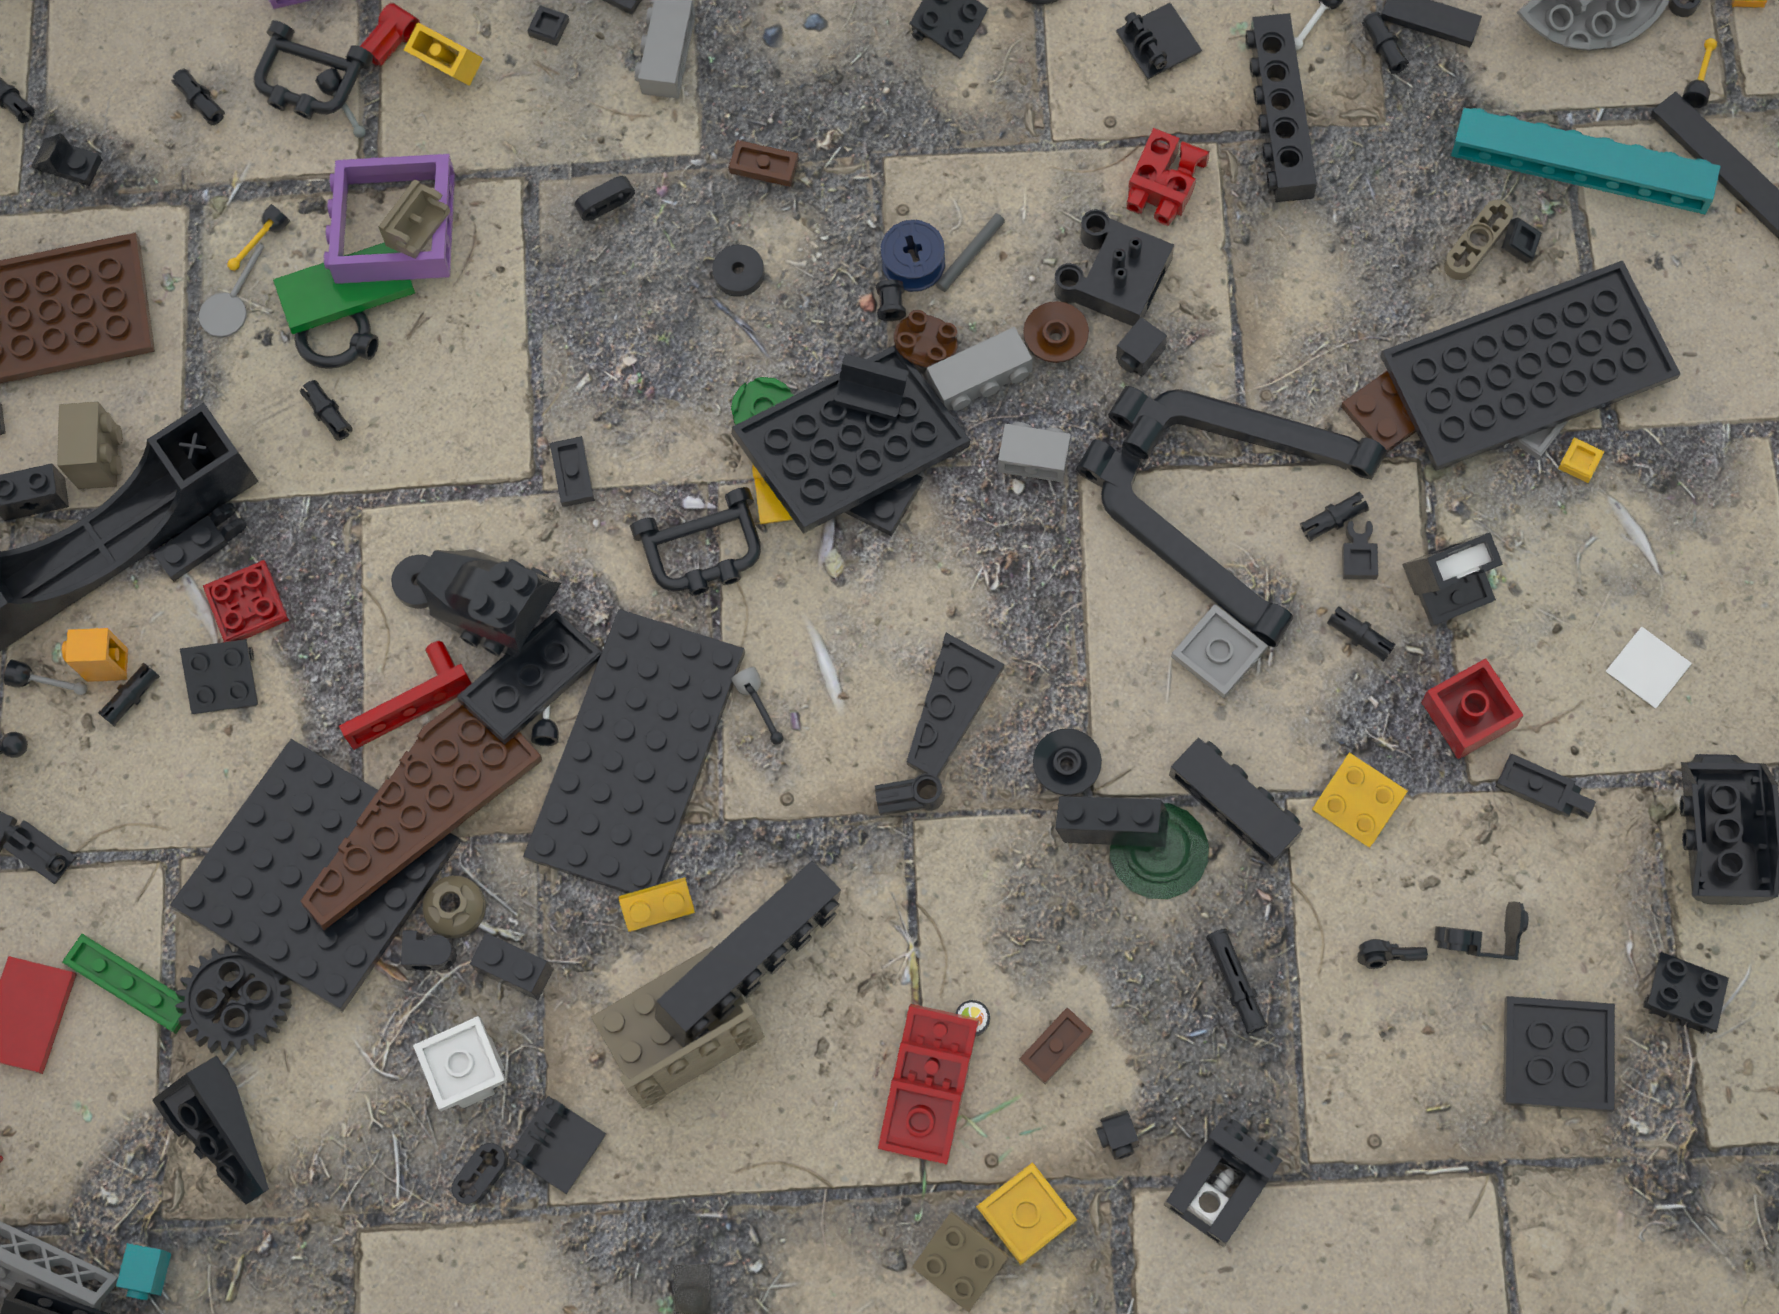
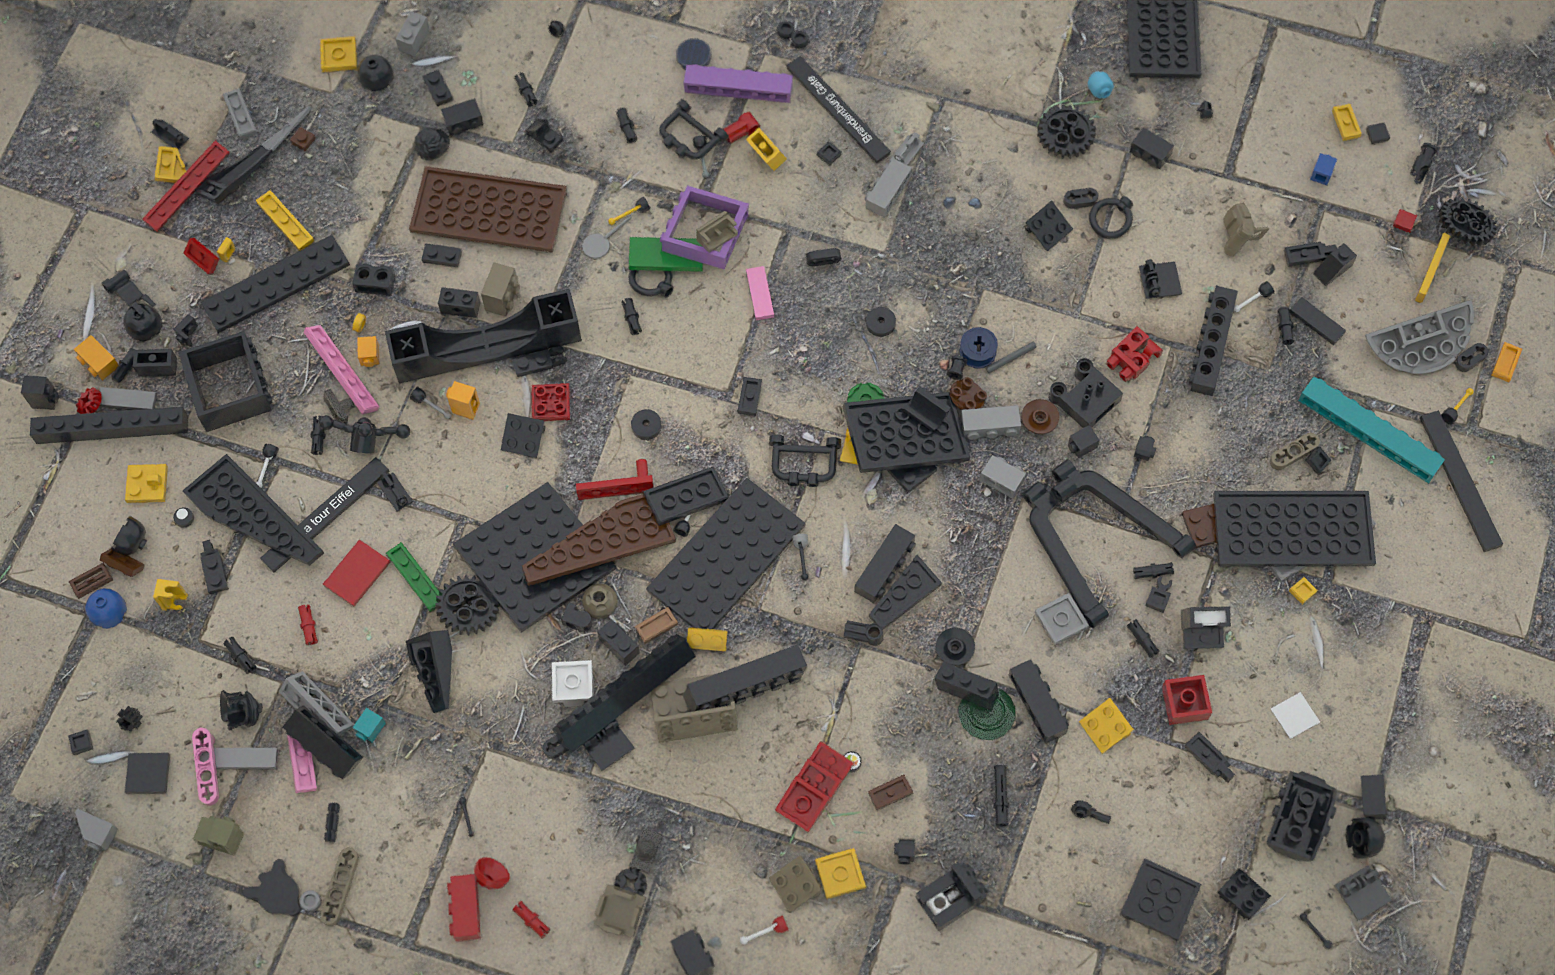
camera: 15 degrees right, 5 degrees down
(128, 694) = (471, 427): black pin -> none
(486, 598) = (678, 445): black slope -> none
(523, 295) = (760, 293): none -> bright pink tile
(553, 1050) = (623, 692): none -> black brick
(563, 912) = (656, 625): none -> medium nougat tile
(763, 163) = (916, 269): reddish brown plate -> none
(899, 668) = (885, 563): none -> black brick
(1242, 322) = (1144, 448): none -> black plate
(1470, 940) = (1129, 817): black piece -> none

